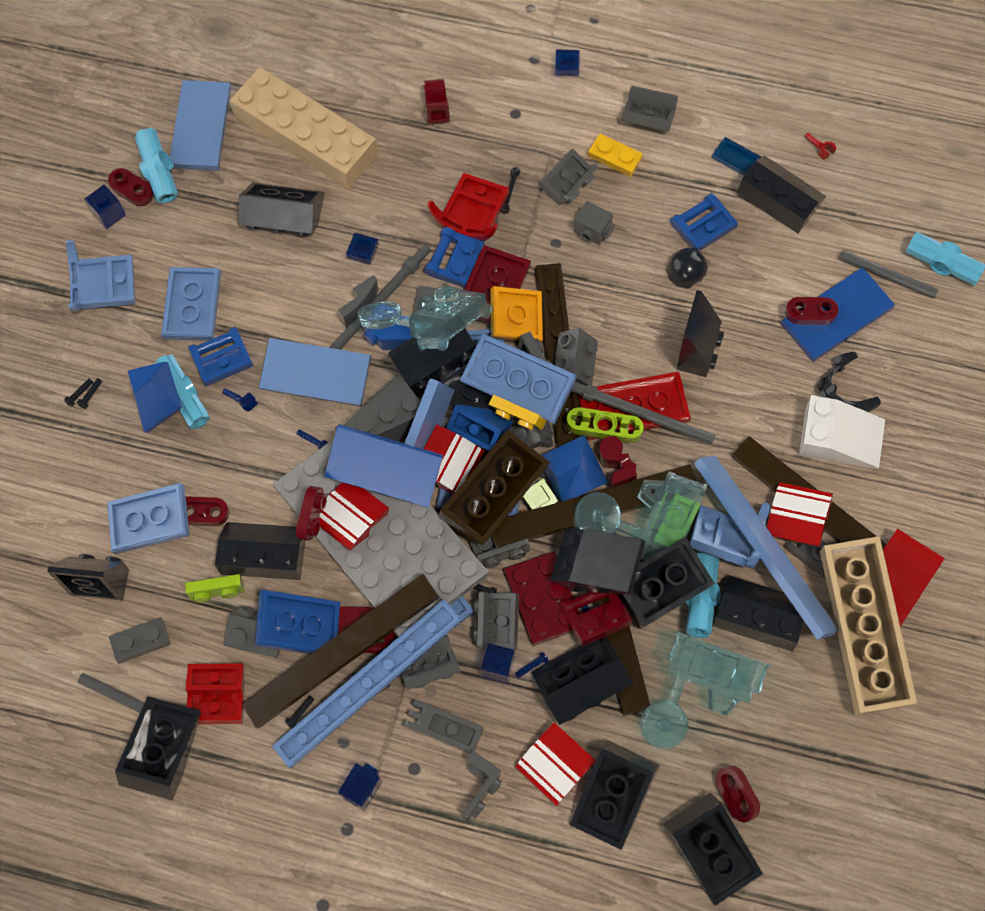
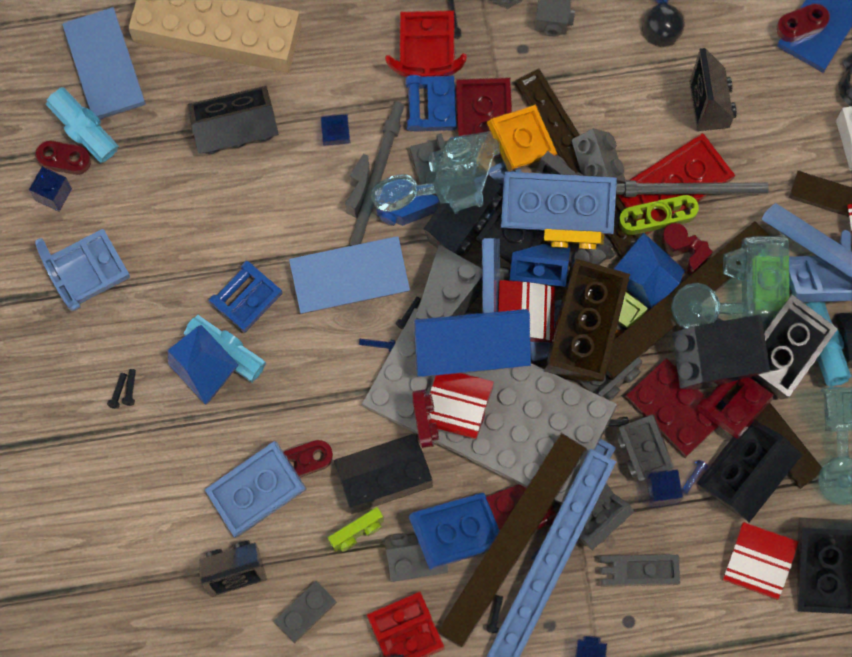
camera: 25 degrees left, 5 degrees up
(191, 303) = (187, 254): medium blue tile -> none
(247, 402) = (294, 333): clear blue hand -> none
(481, 768) = (694, 595): dark grey bracket -> none

